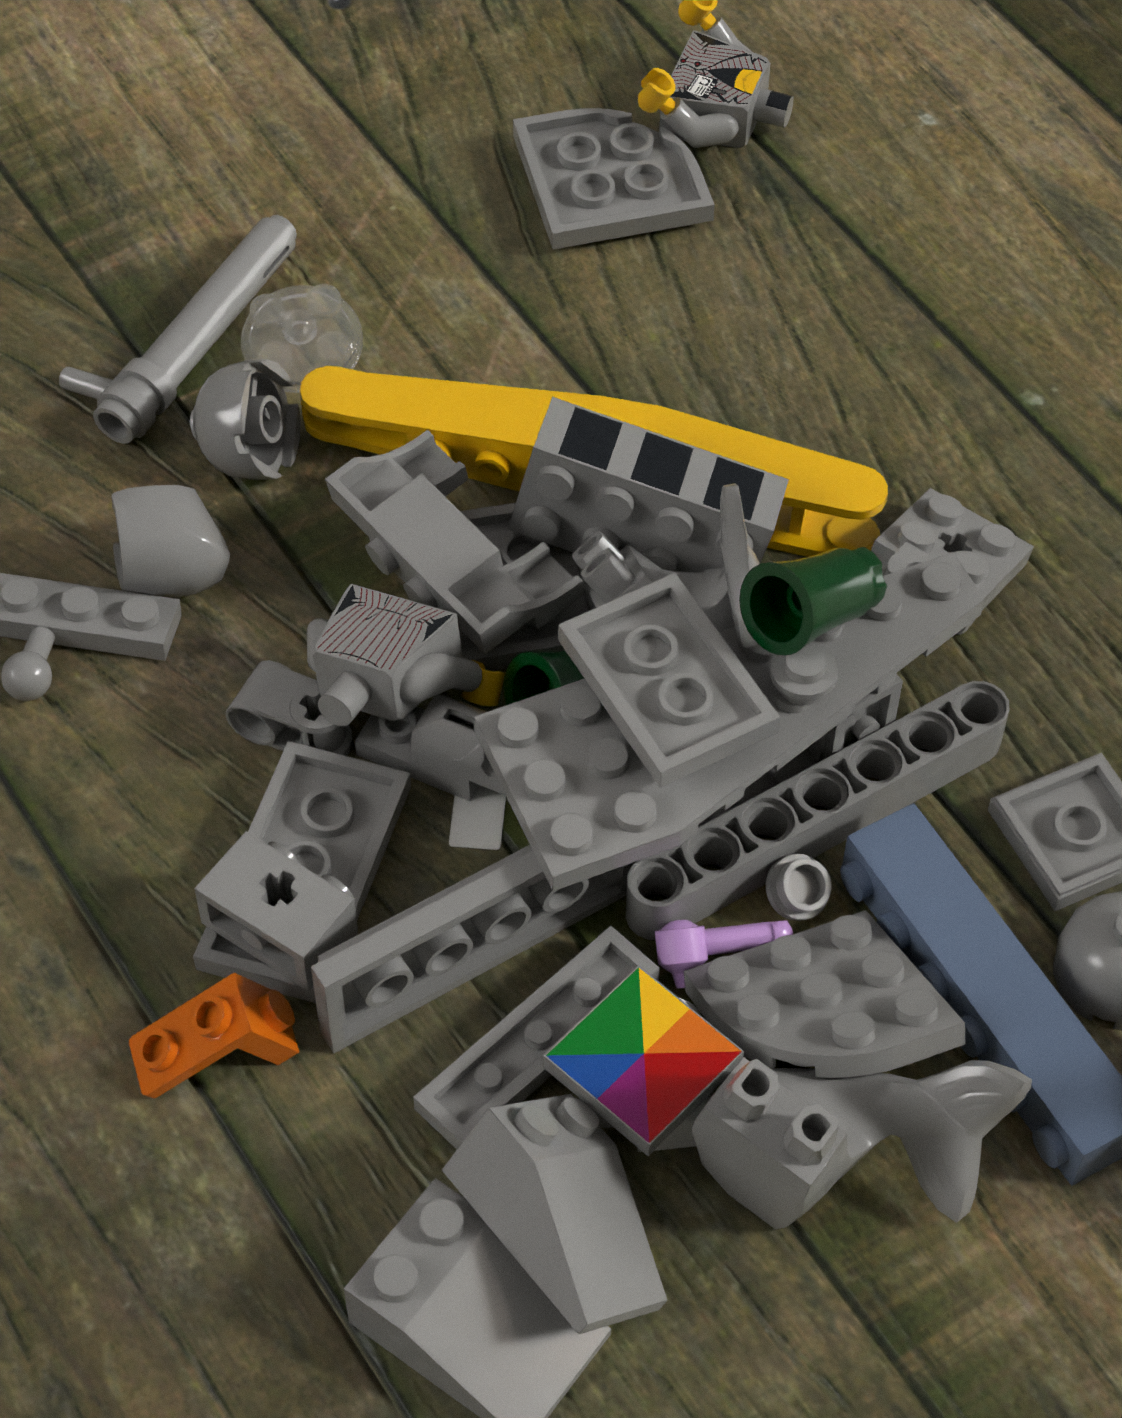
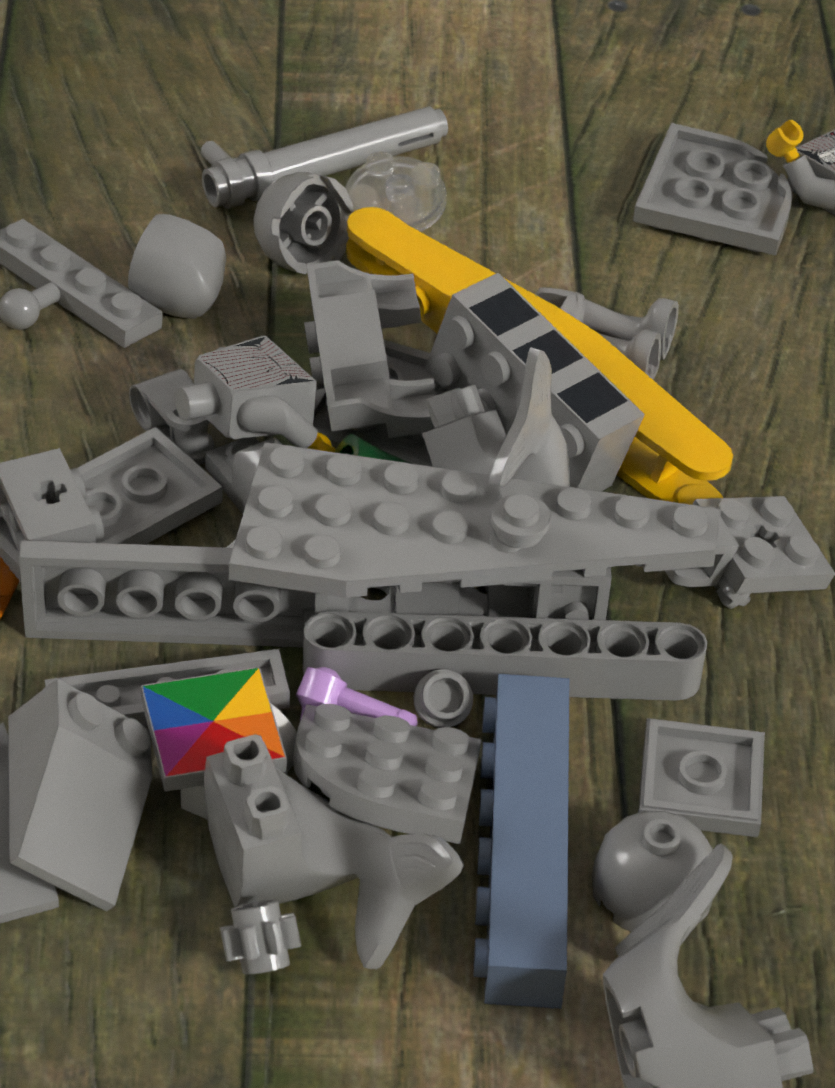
camera: 30 degrees right, 10 degrees down
(668, 679) = (412, 475): light grey plate -> none
(670, 374) = (639, 338): none -> light grey piece
(803, 598) = (559, 464): dark green plant -> none
(845, 1252) = (260, 937): none -> light grey gear

